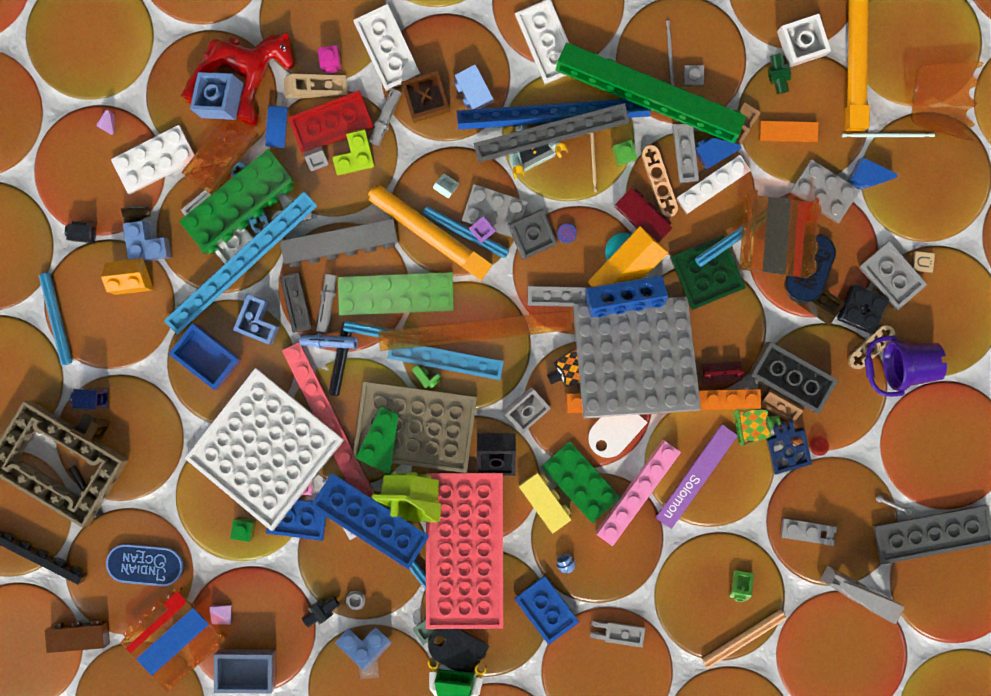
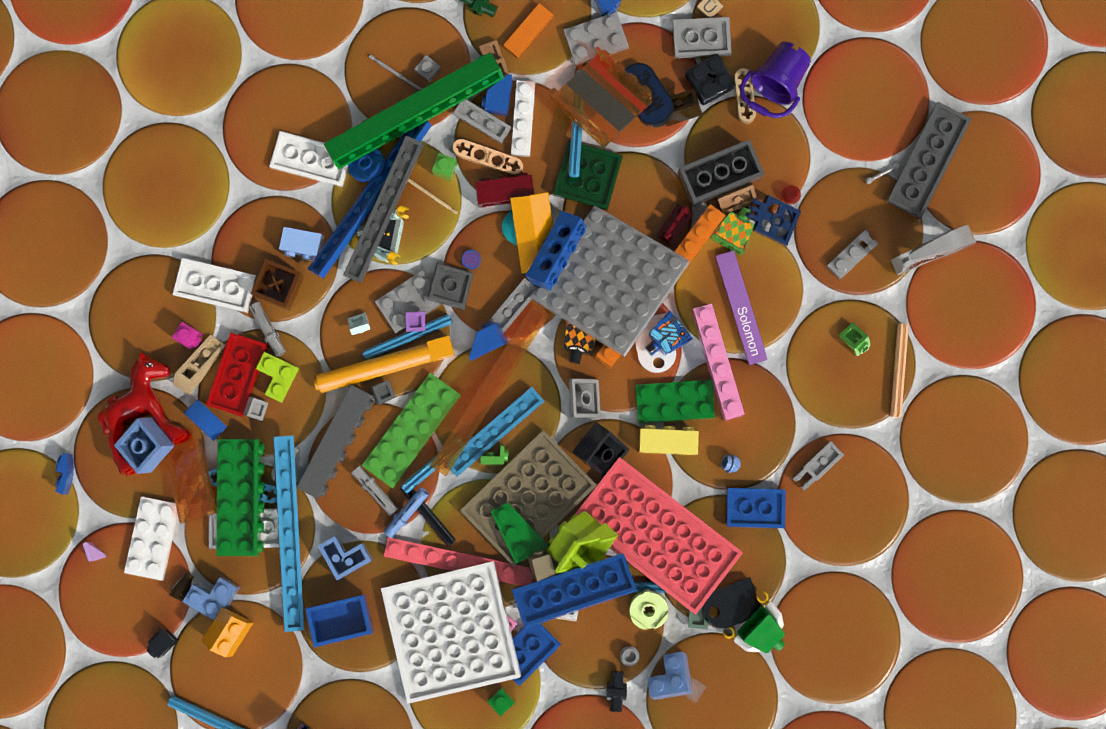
camera: 50 degrees left, 5 degrees down
(154, 47) = (65, 466): none -> blue slope
(296, 302) = (355, 514): black plate -> none
(369, 479) = (541, 565): none -> dark tan brick
(407, 247) = (382, 392): none -> dark grey plate
(409, 580) = (648, 620): none -> yellowish green plate
(513, 298) = (487, 340): none -> blue slope
(576, 92) = (367, 167): none -> blue tile
(627, 437) = (667, 336): none -> torso

